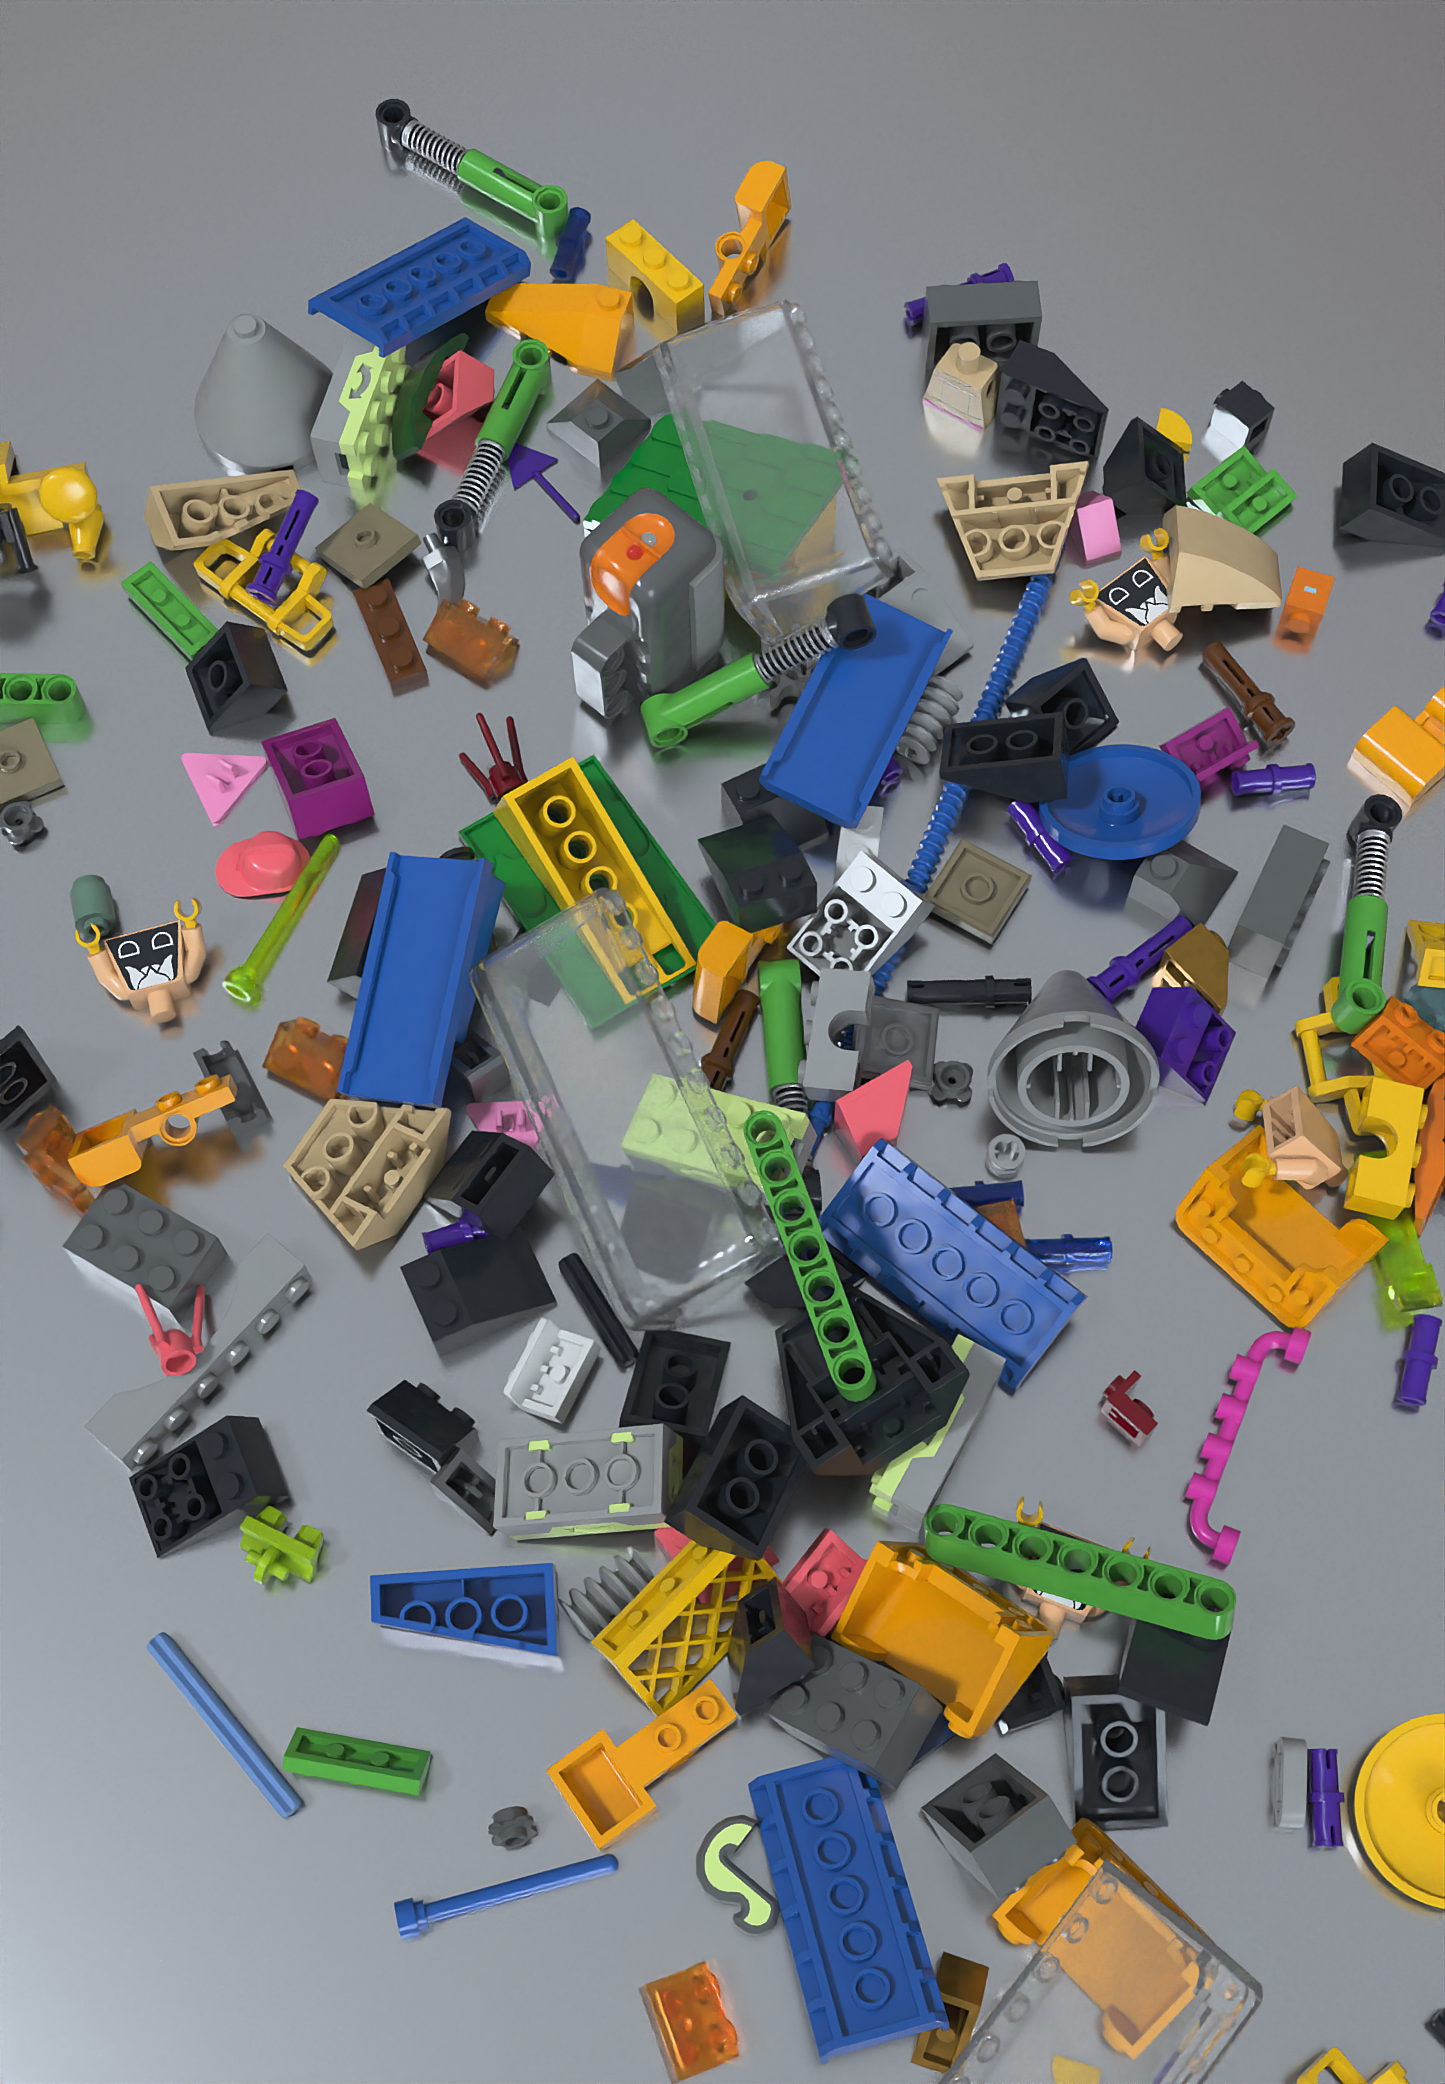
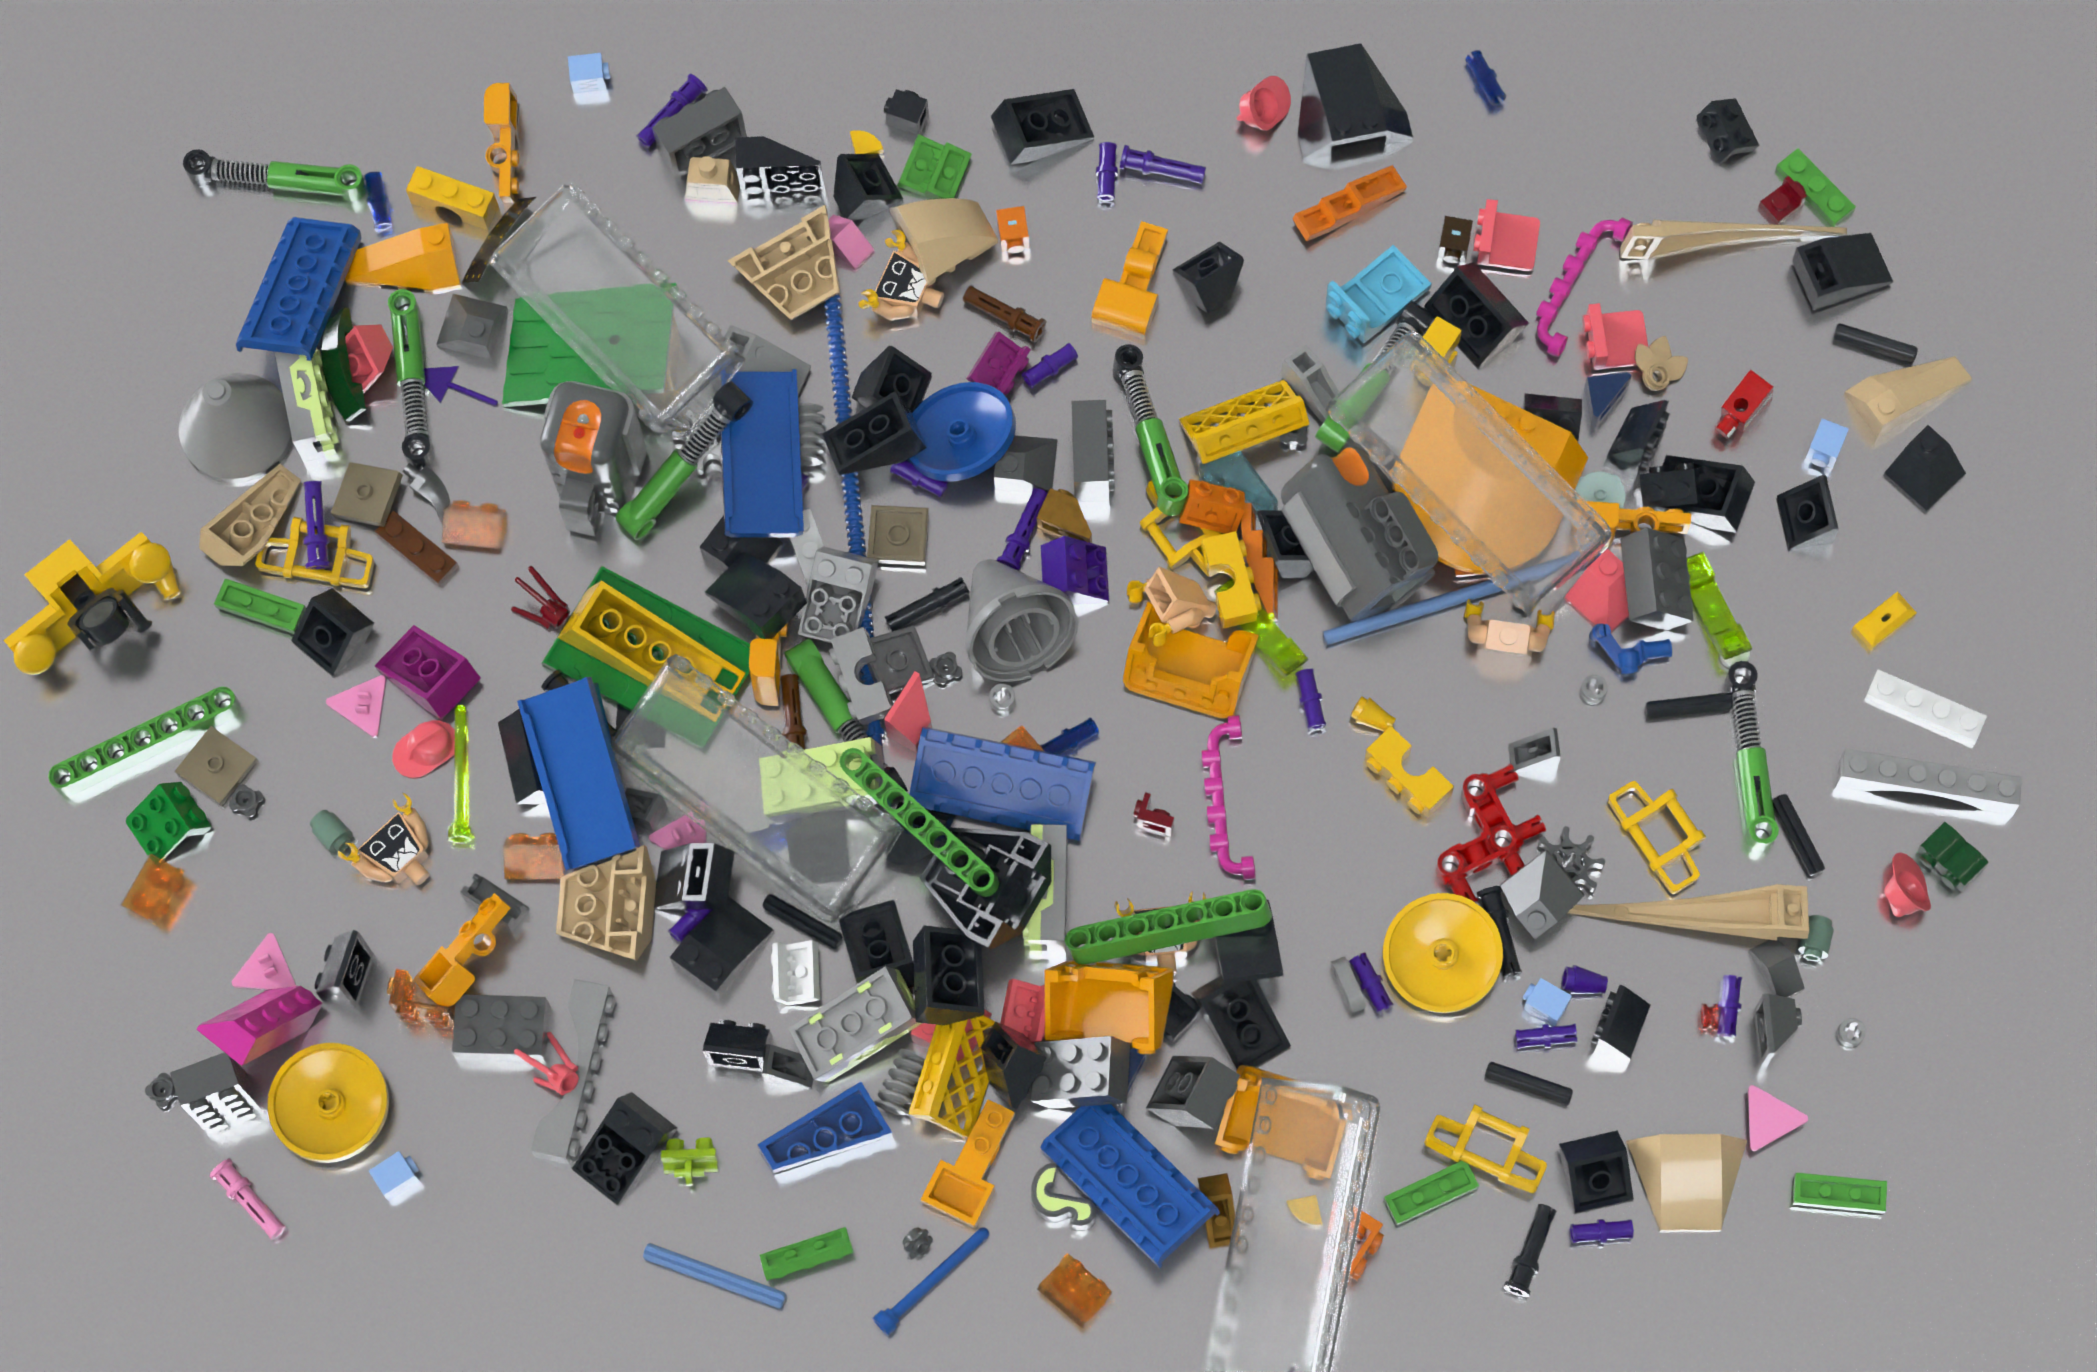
camera: 25 degrees left, 5 degrees up
(886, 214) = (588, 72): none -> light blue brick
(985, 1194) = (1006, 727): clear blue pin -> none

